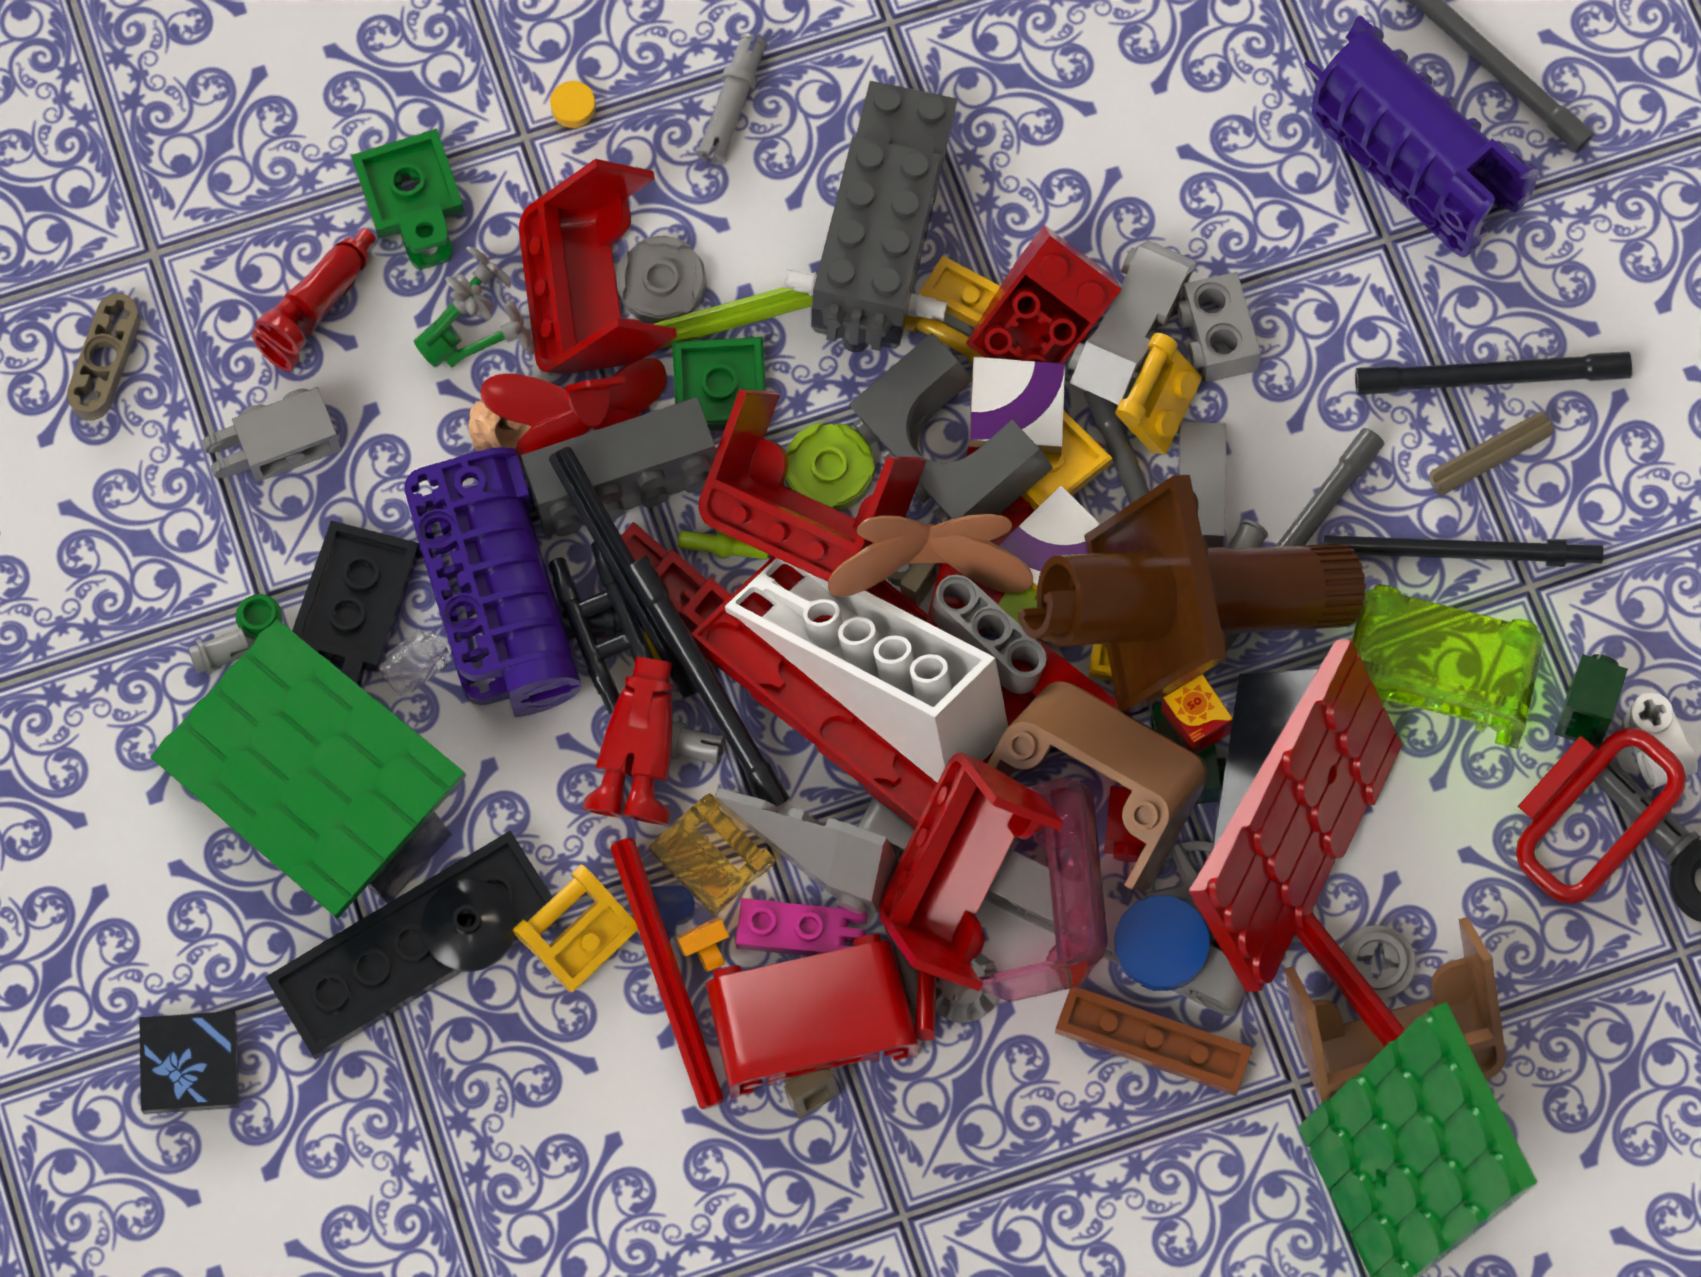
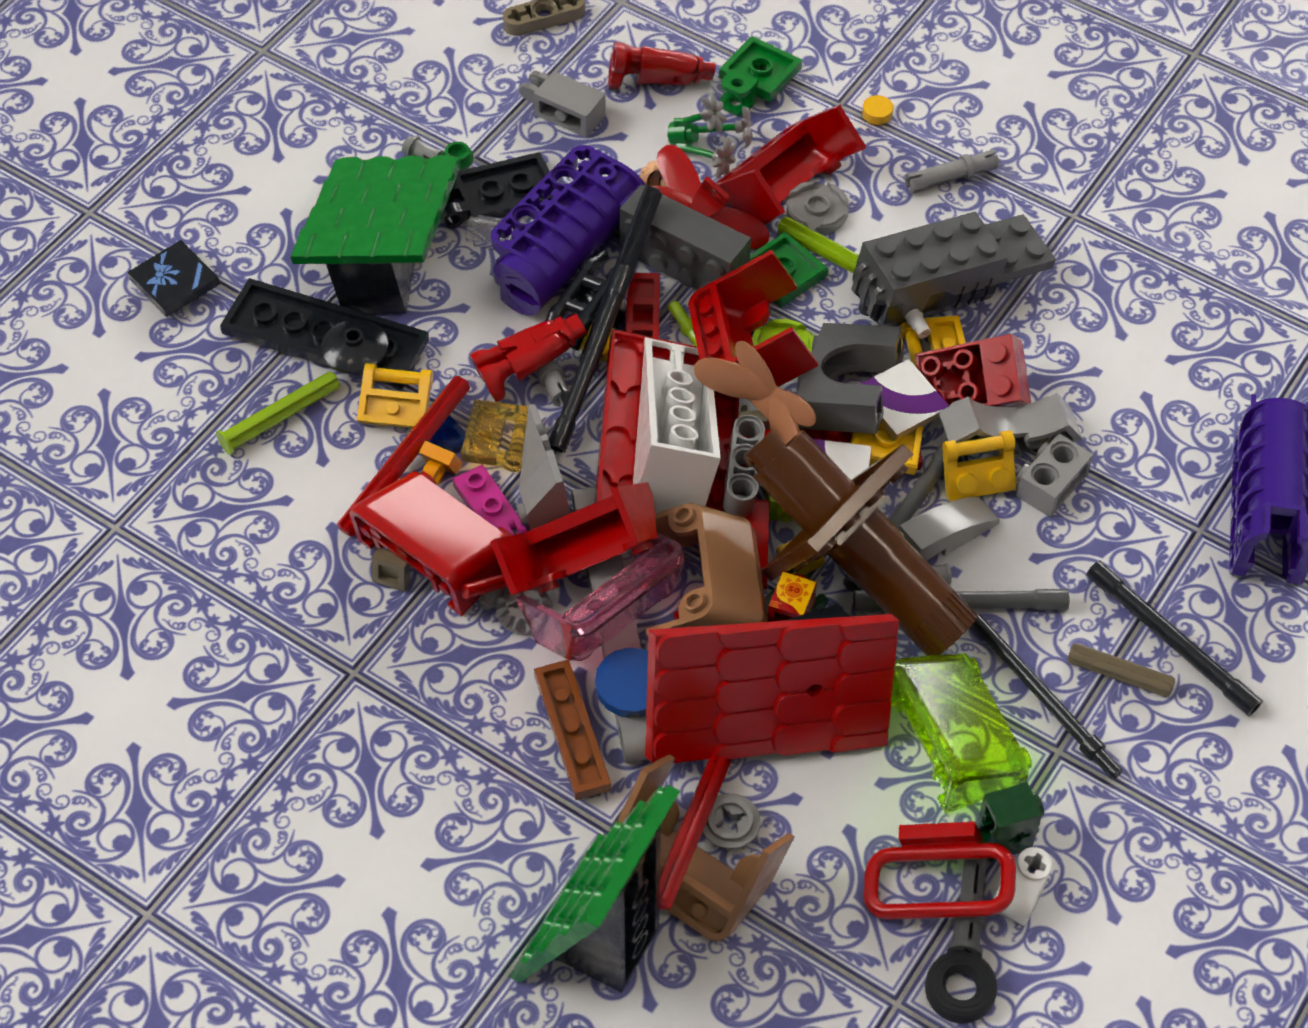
camera: 50 degrees right, 15 degrees down
(488, 1070) = (277, 412): none -> lime axle

